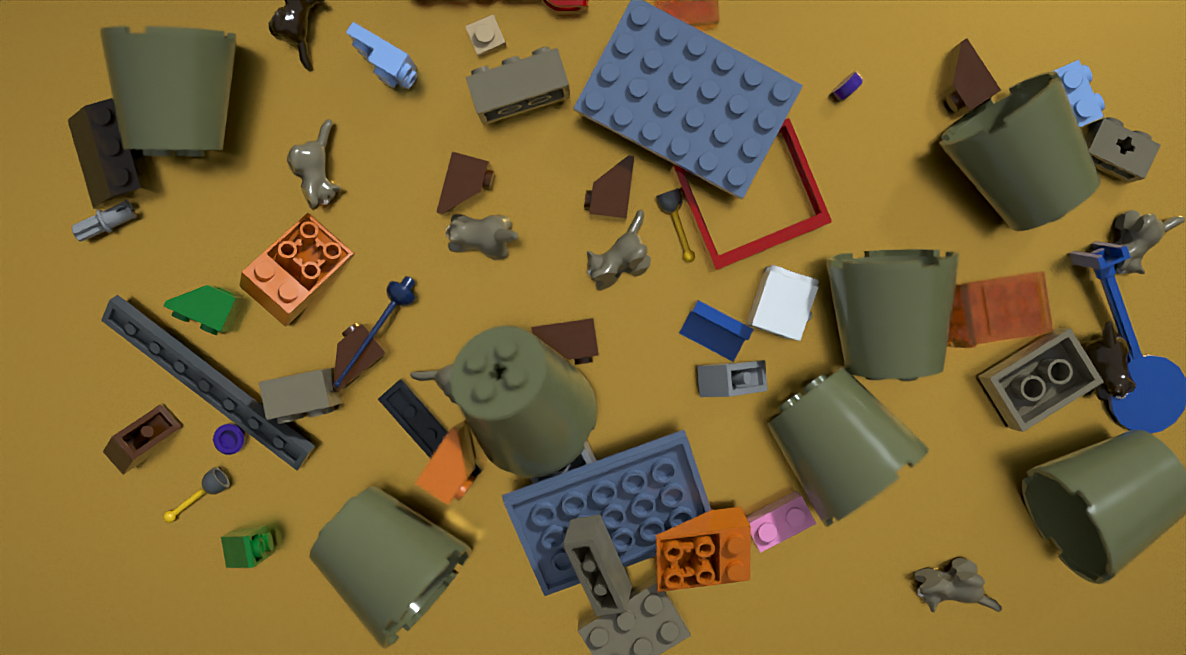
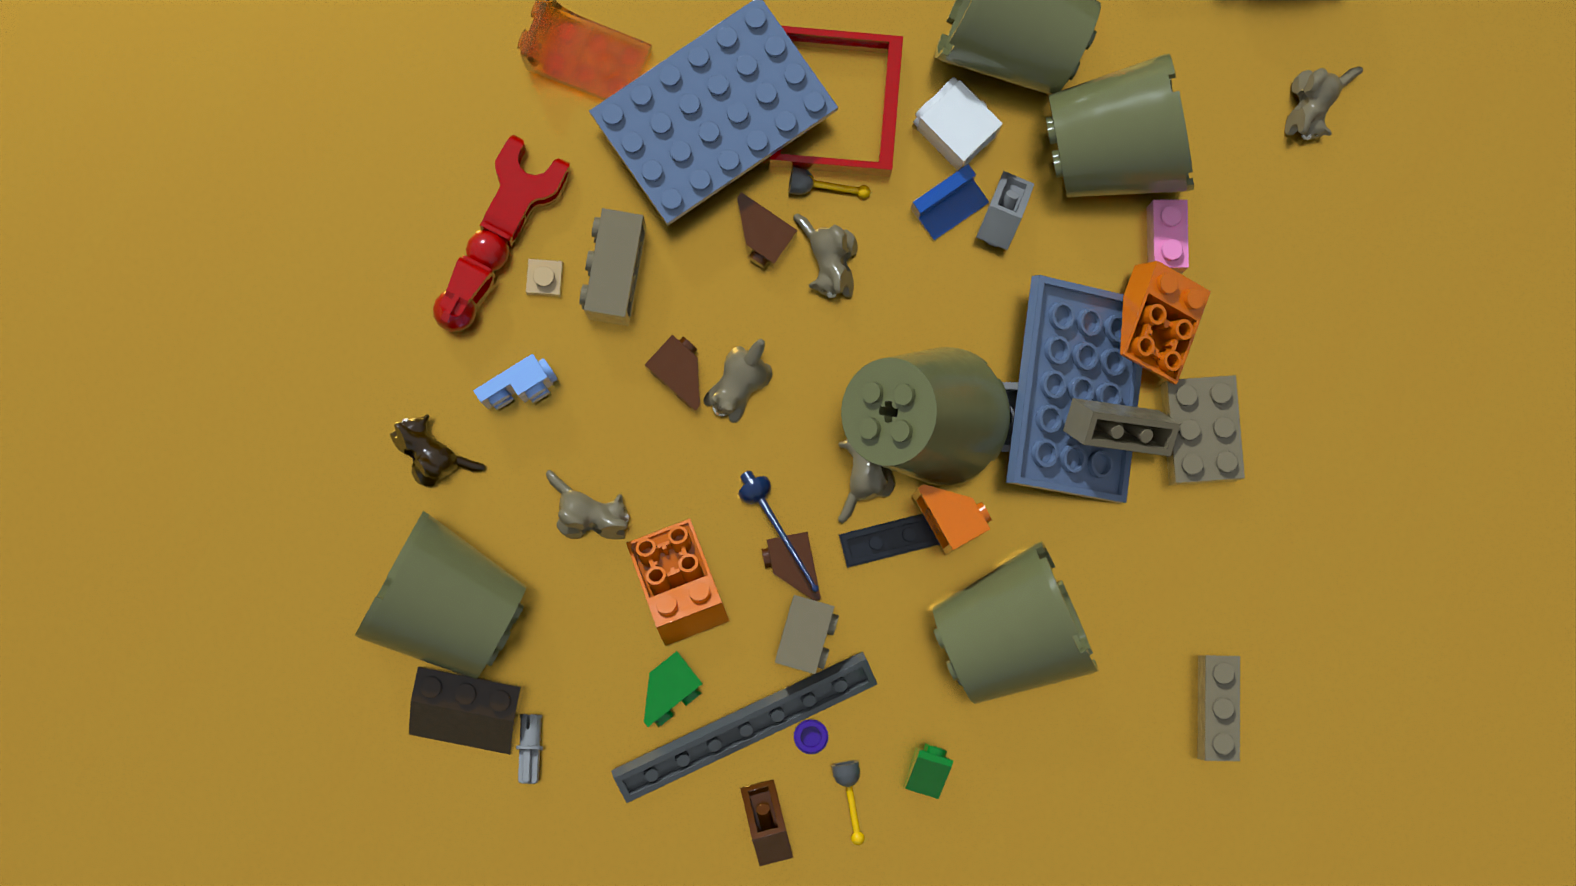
camera: 75 degrees left, 5 degrees down
(570, 339) = (889, 338): reddish brown slope -> none

